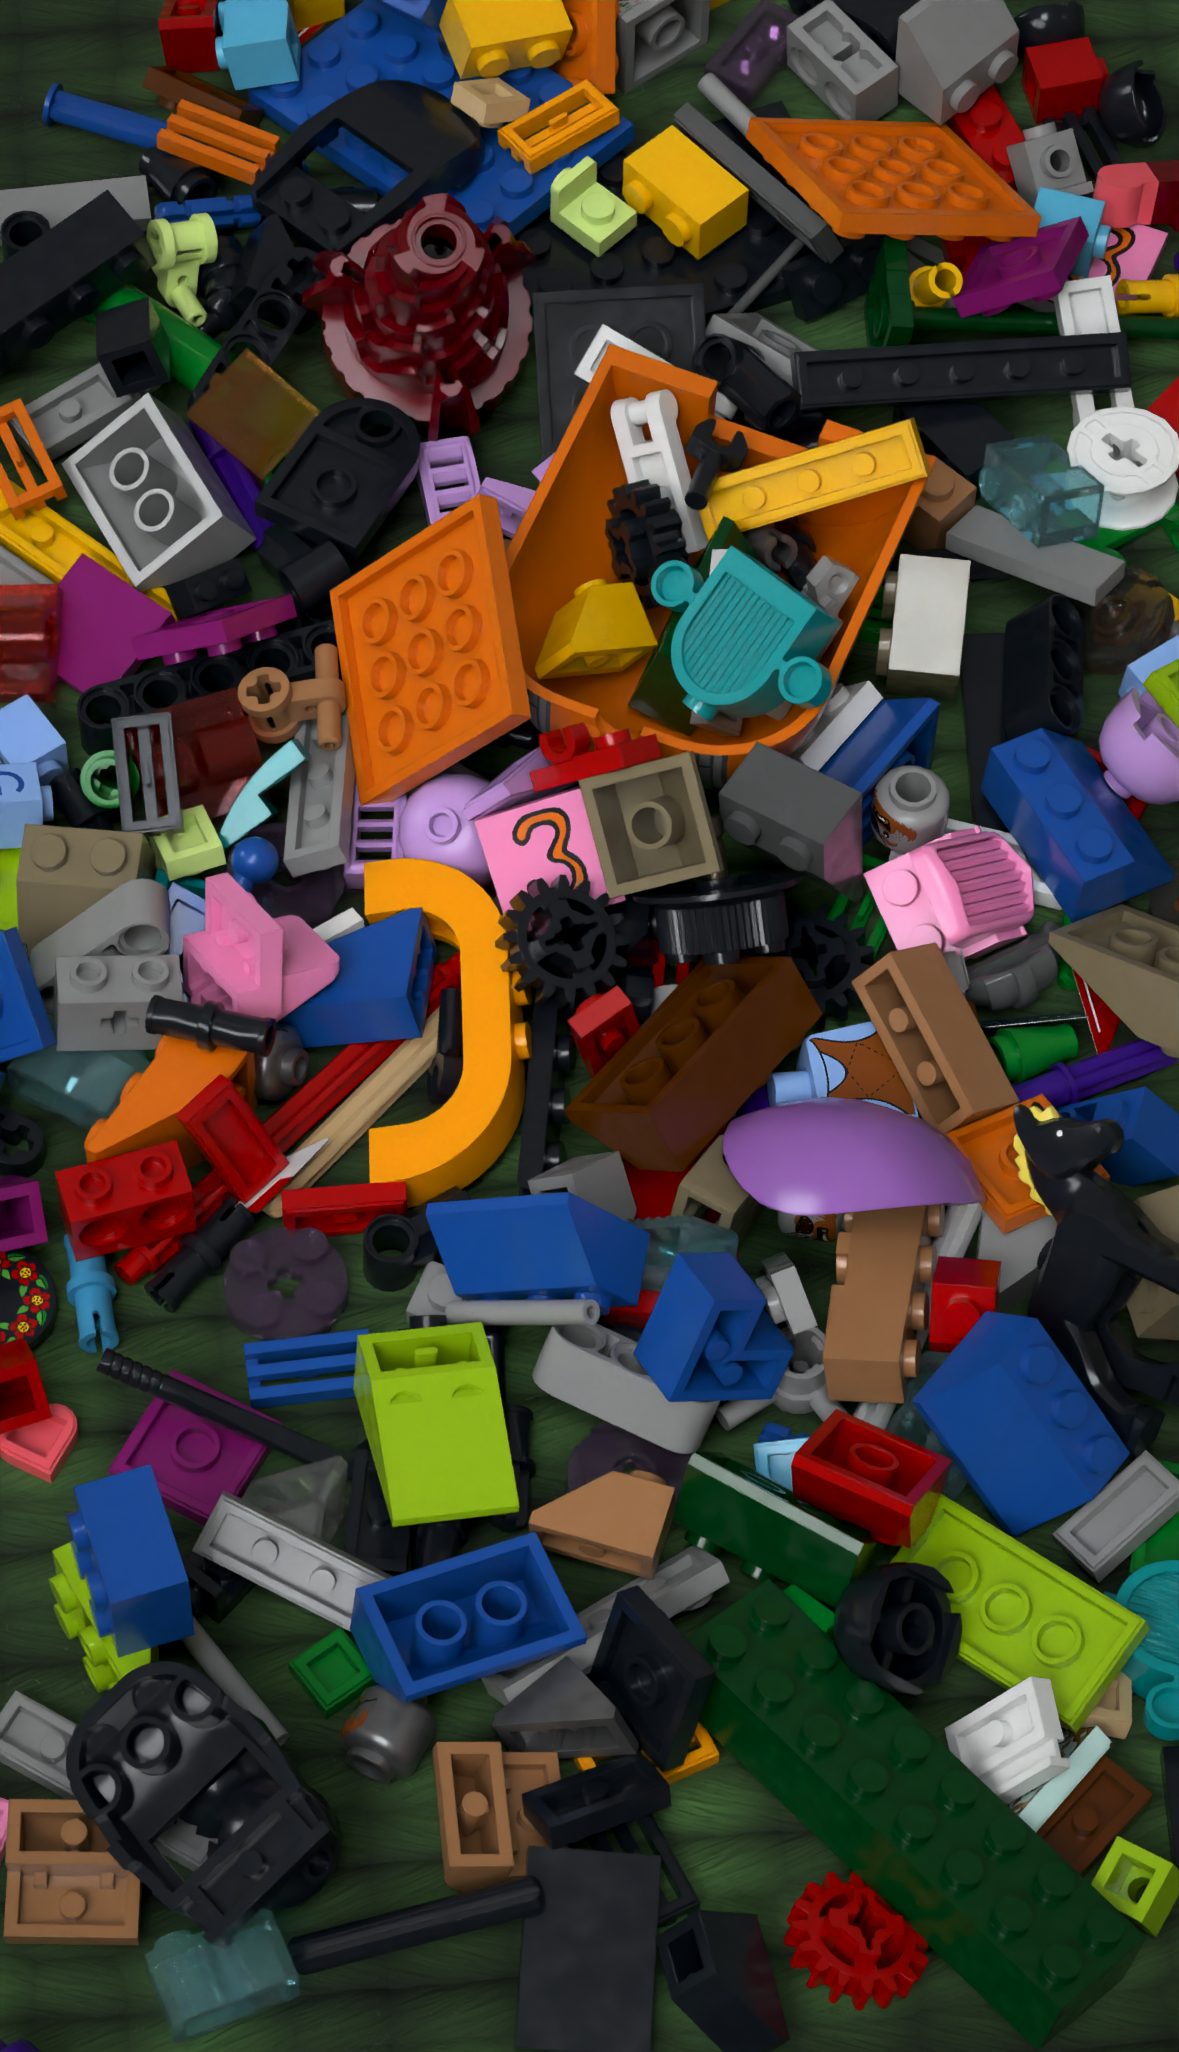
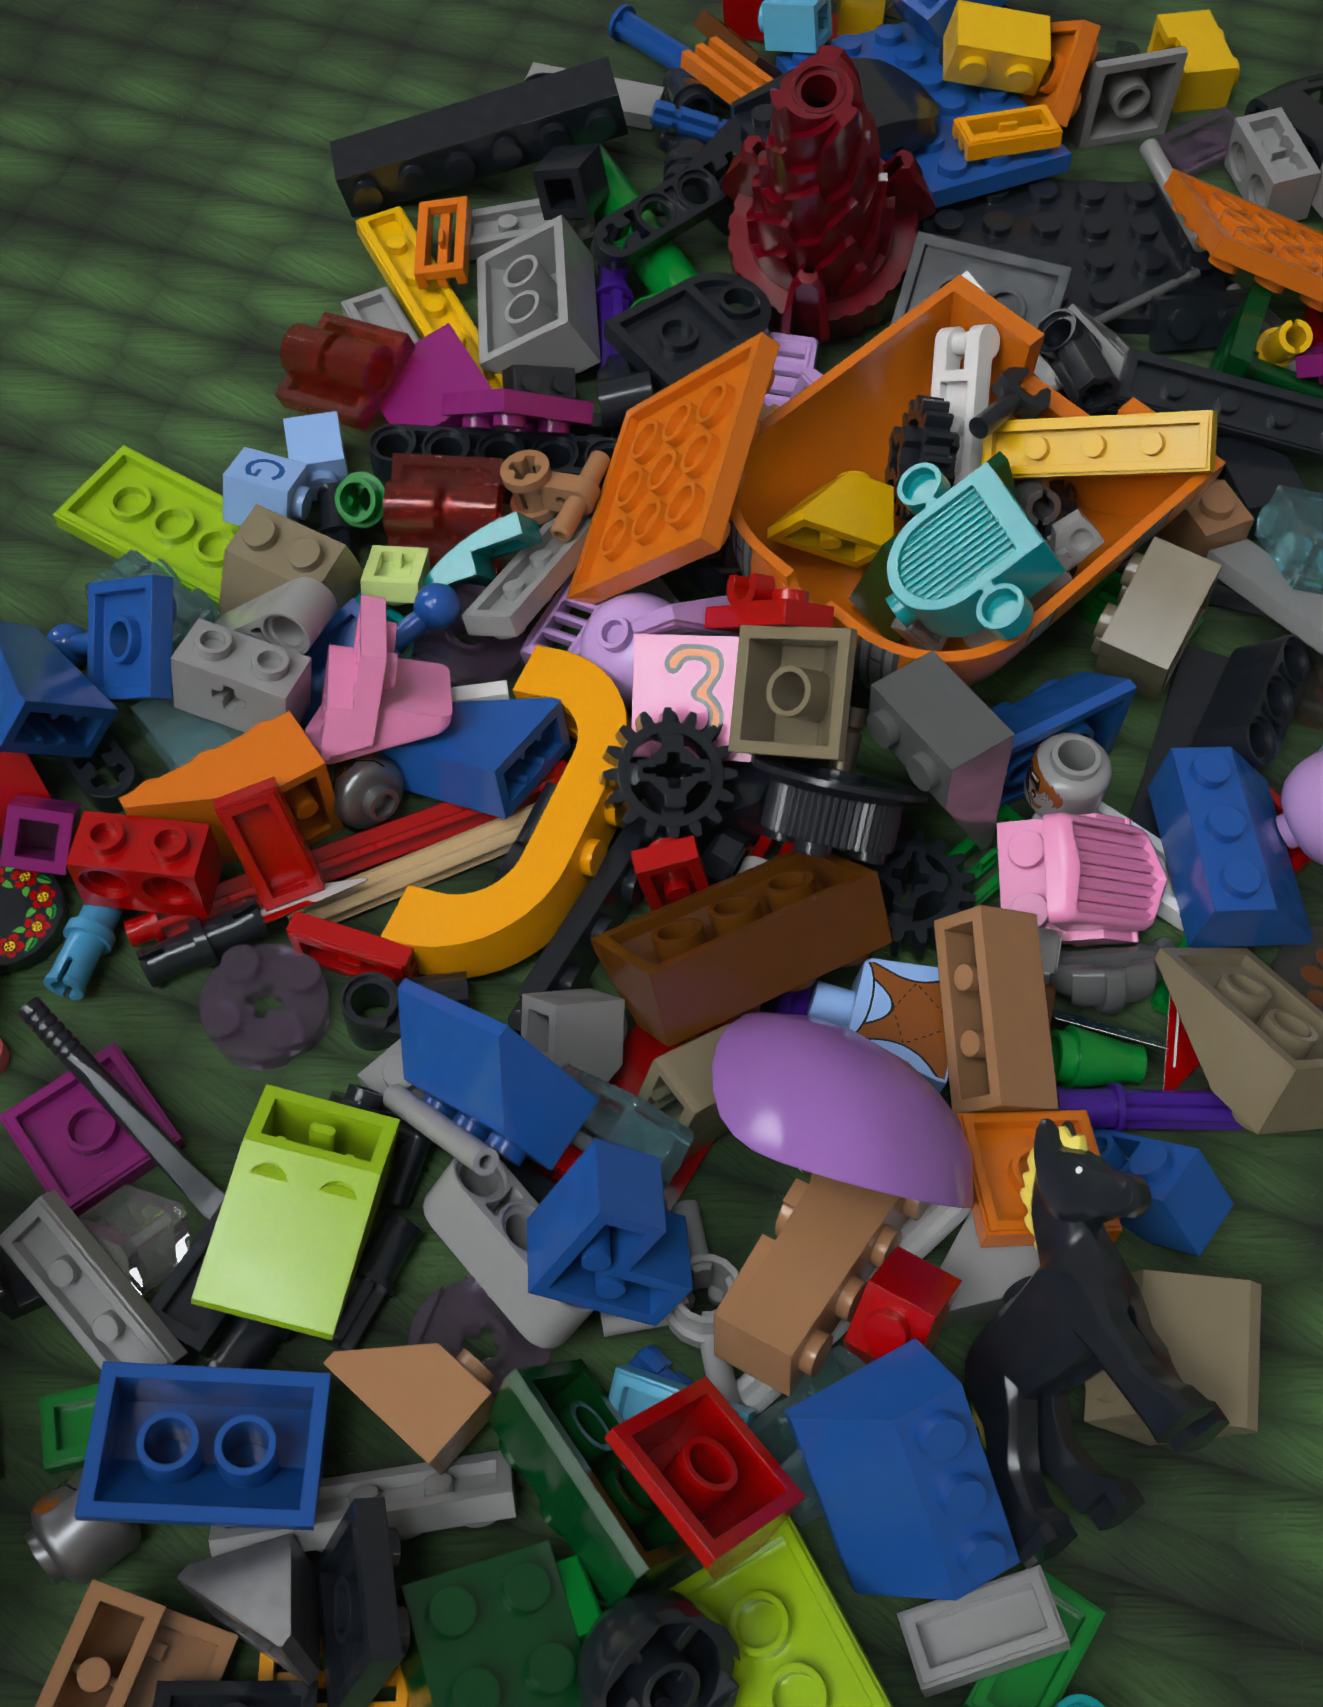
camera: 25 degrees right, 0 degrees up
(153, 824) = (402, 508): black tile -> none
(178, 253) = (653, 131): yellowish green piece -> none
(210, 1025) = (288, 728): black pin -> none
(253, 413) = (638, 255): clear orange piece -> none
(301, 1348) = (229, 1065): blue tile -> none
(489, 101) = (956, 97): tan plate -> none
(588, 209) = (1003, 204): yellowish green bracket -> none
(684, 192) = (1092, 214): yellow brick -> none
(762, 186) = (1159, 223): dark grey tile -> none
(785, 1294) = (714, 1224): light grey plate -> none
(840, 718) = (1034, 672): white plate -> none

